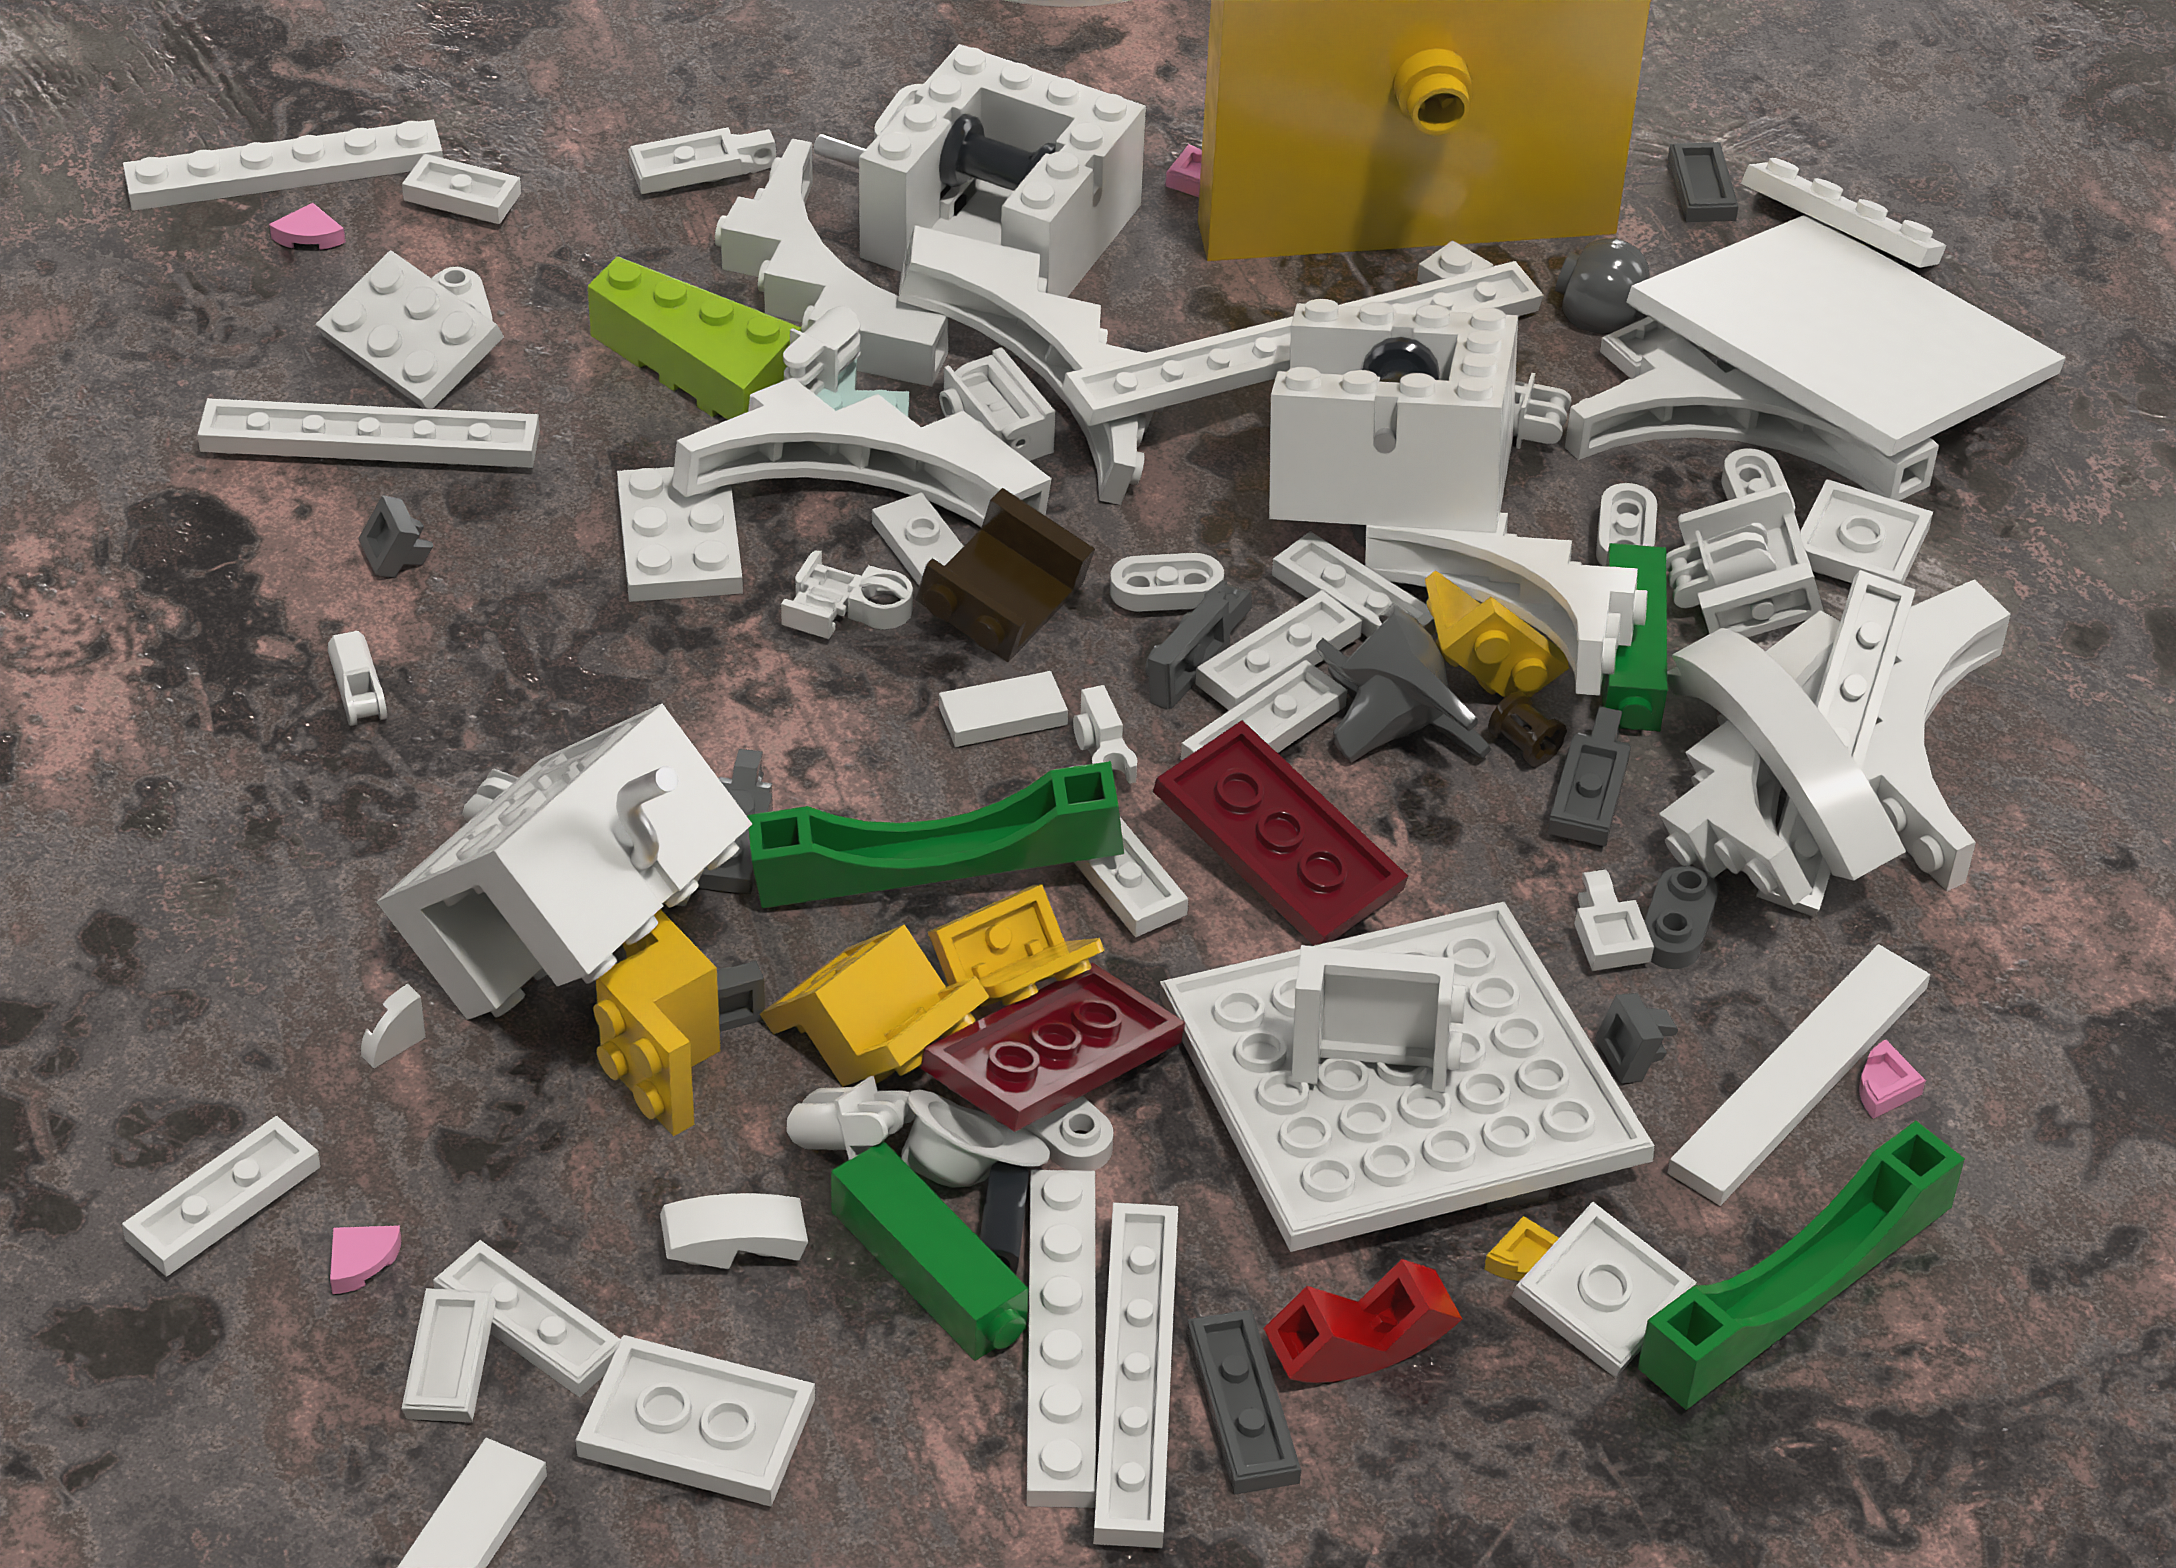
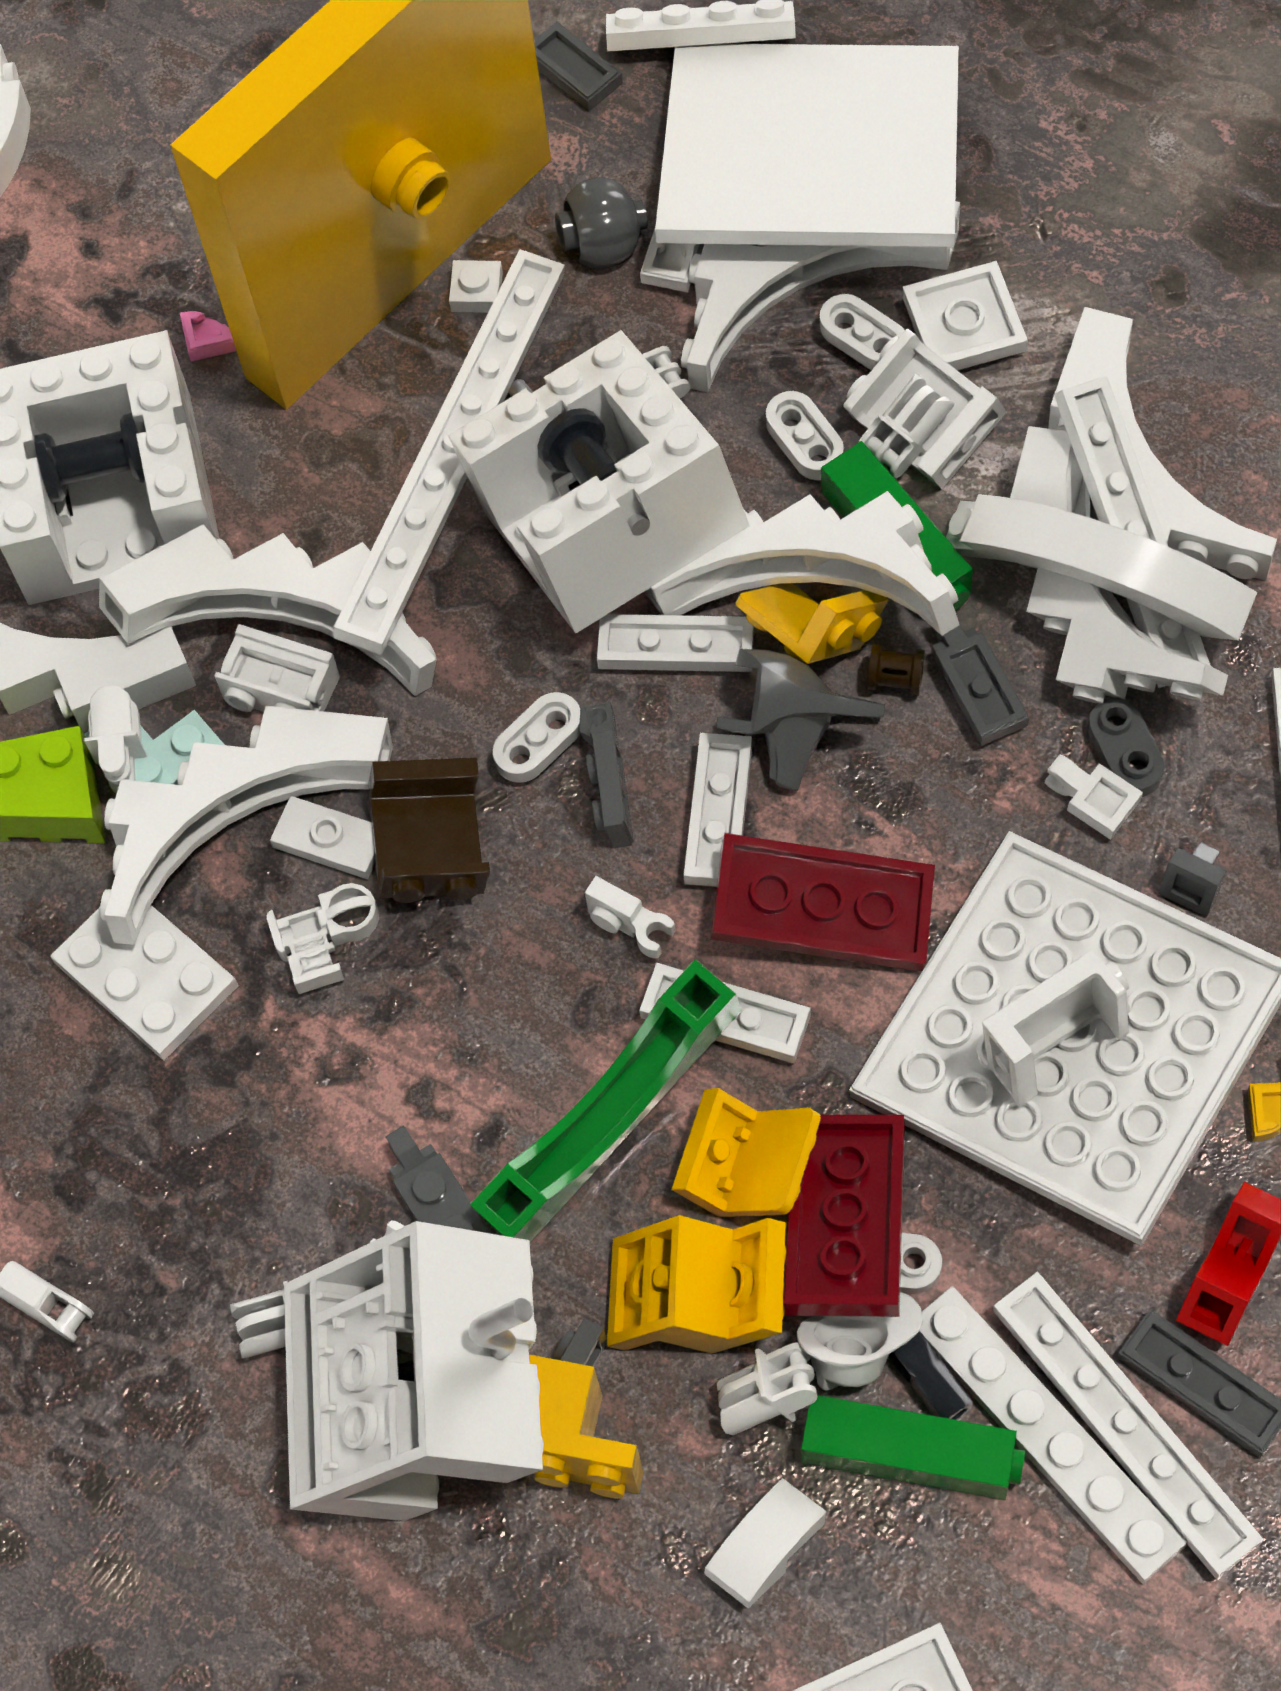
camera: 30 degrees left, 20 degrees up
(397, 1029) = (373, 1568): white tile -> none
(1003, 708) = (524, 941): white tile -> none
(1277, 649) = (670, 737): white plate -> none

